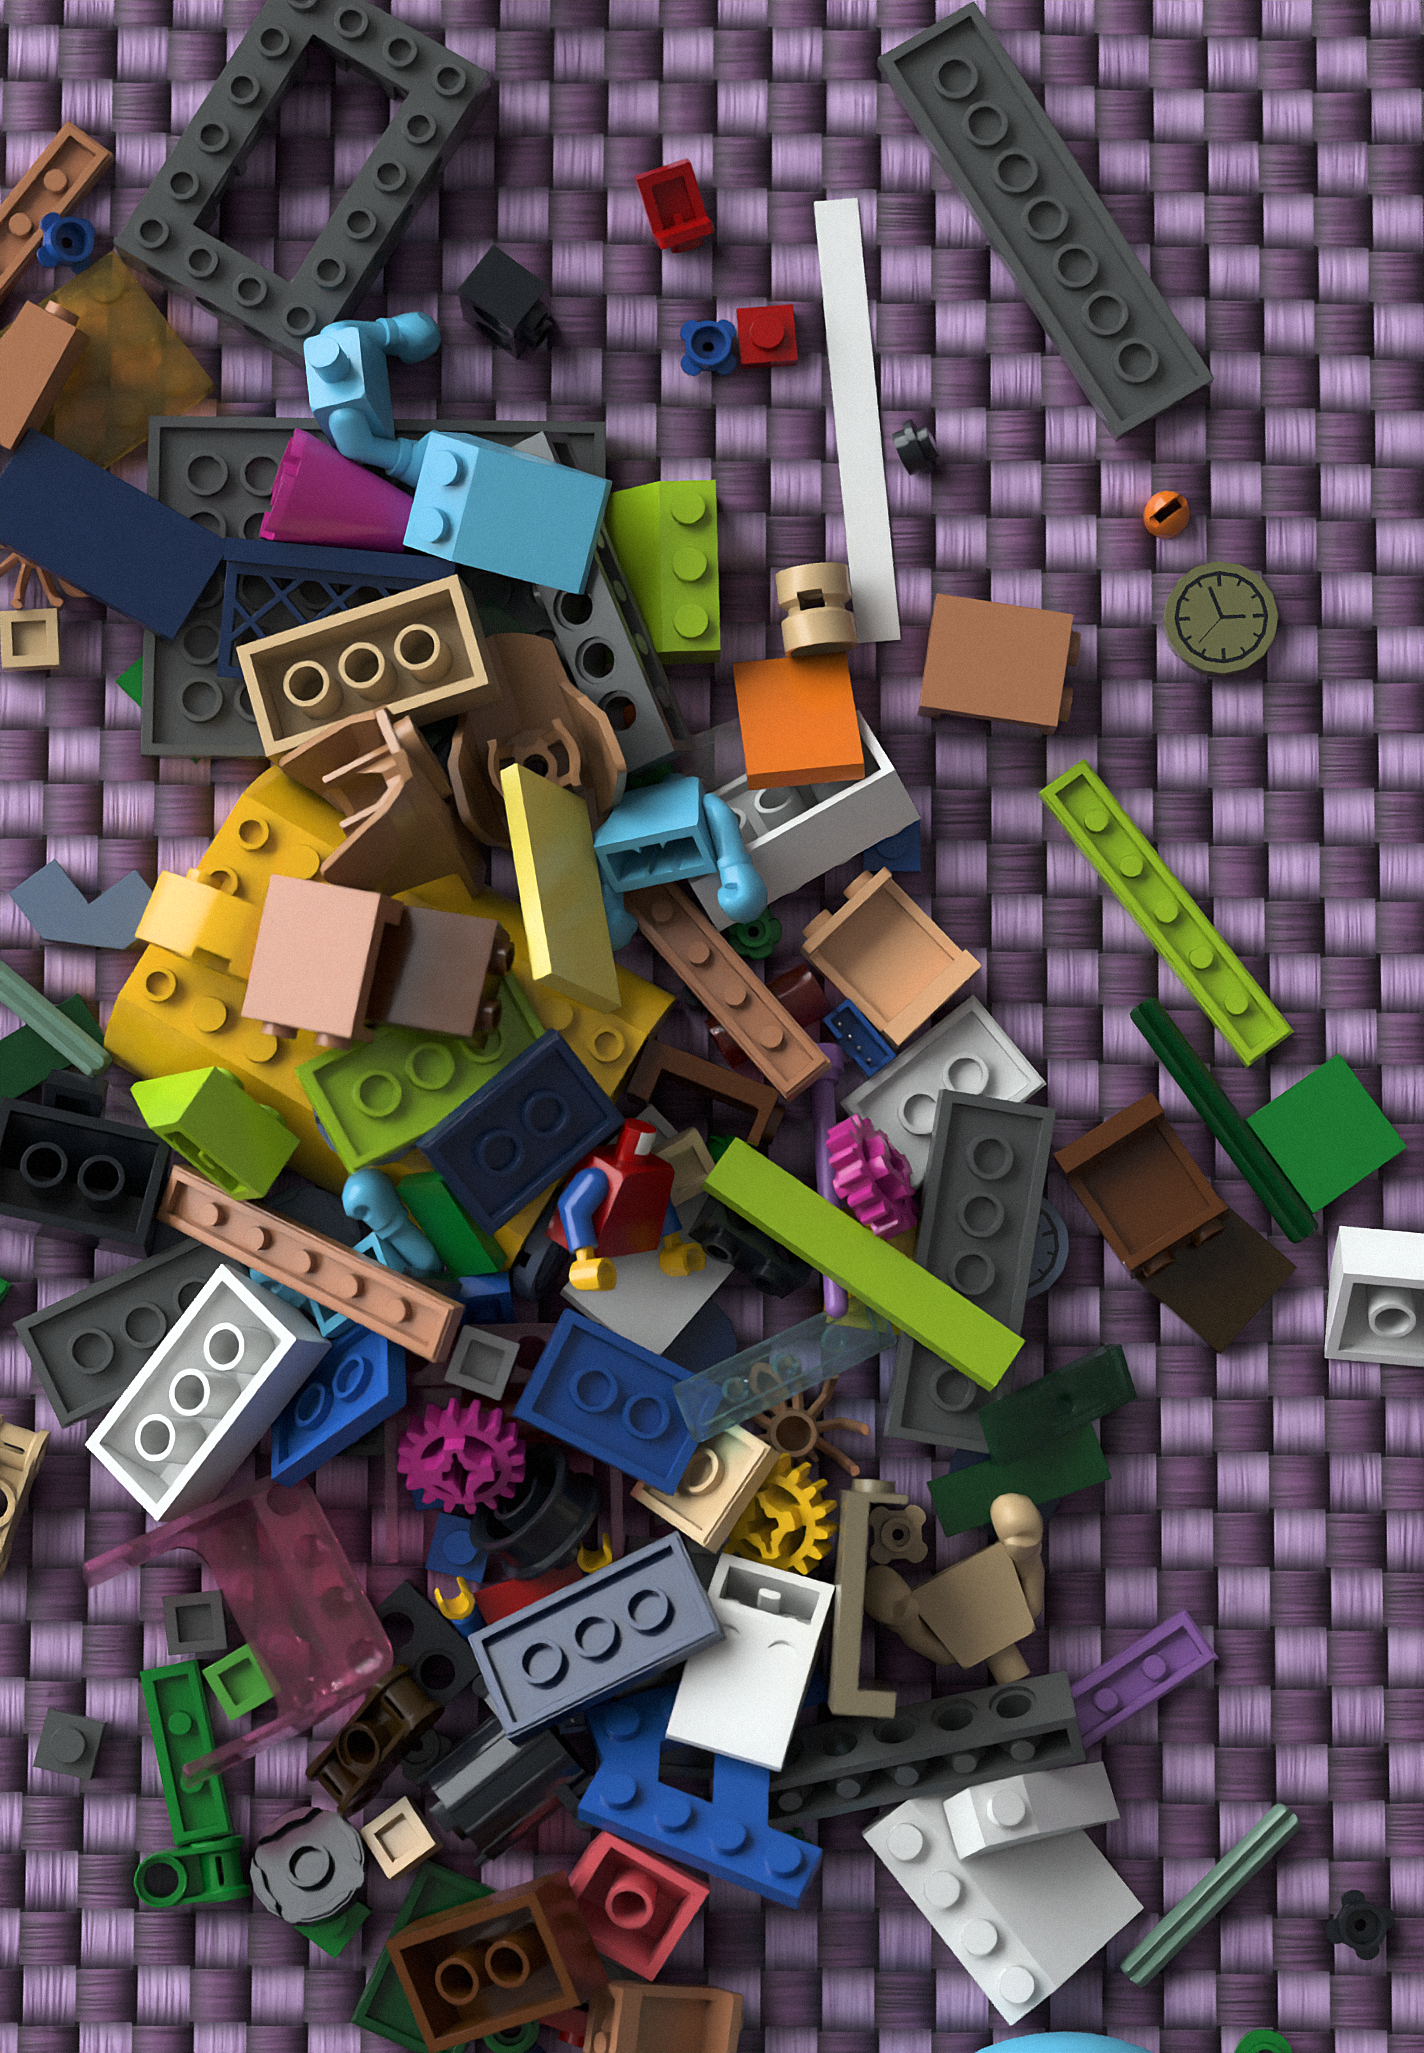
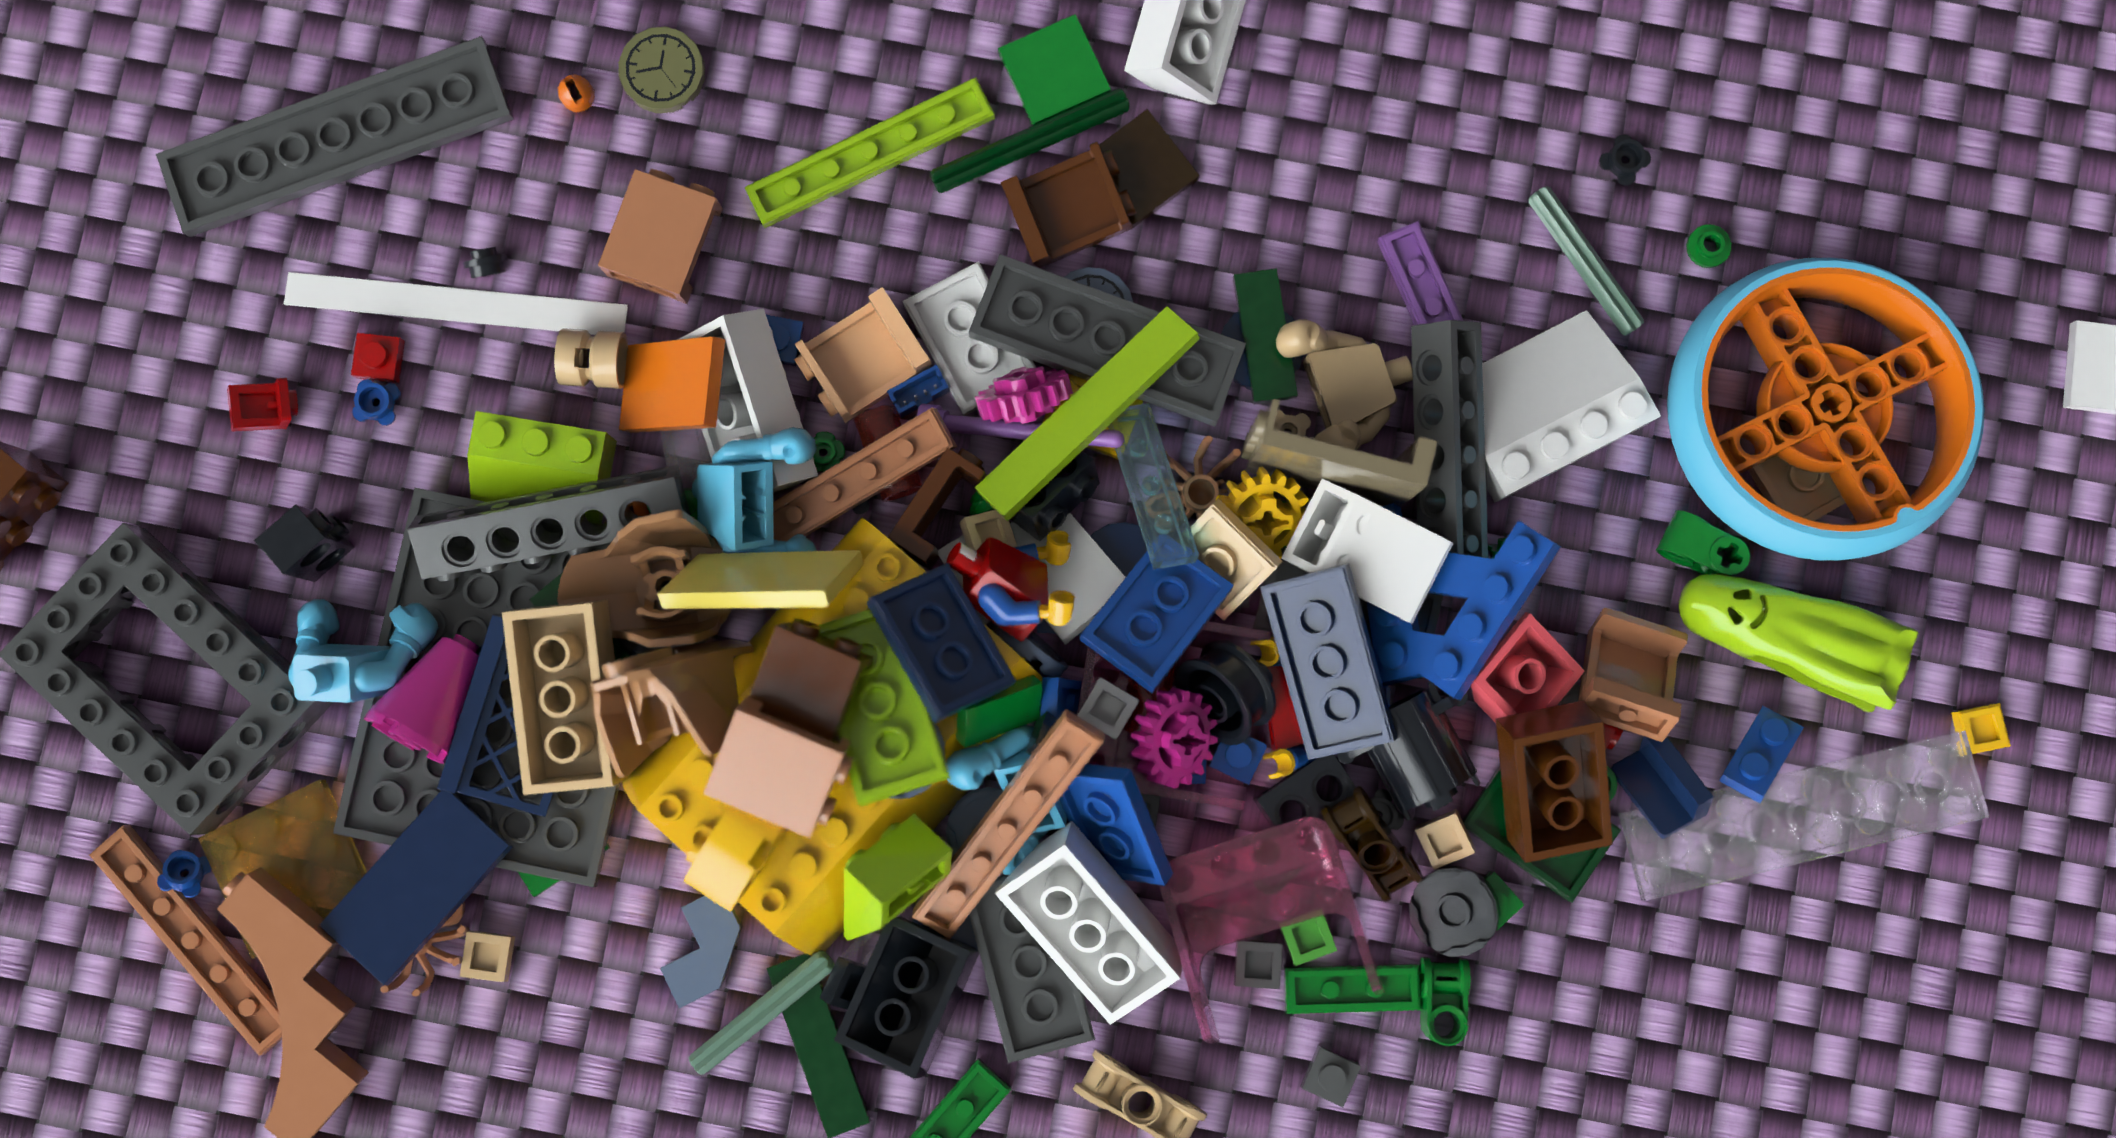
camera: 75 degrees left, 0 degrees up
(507, 511) = (463, 567): medium azure slope -> none
(1029, 1808) = (1507, 374): white slope -> none
(1056, 1404) = (1216, 296): clear green tile -> none

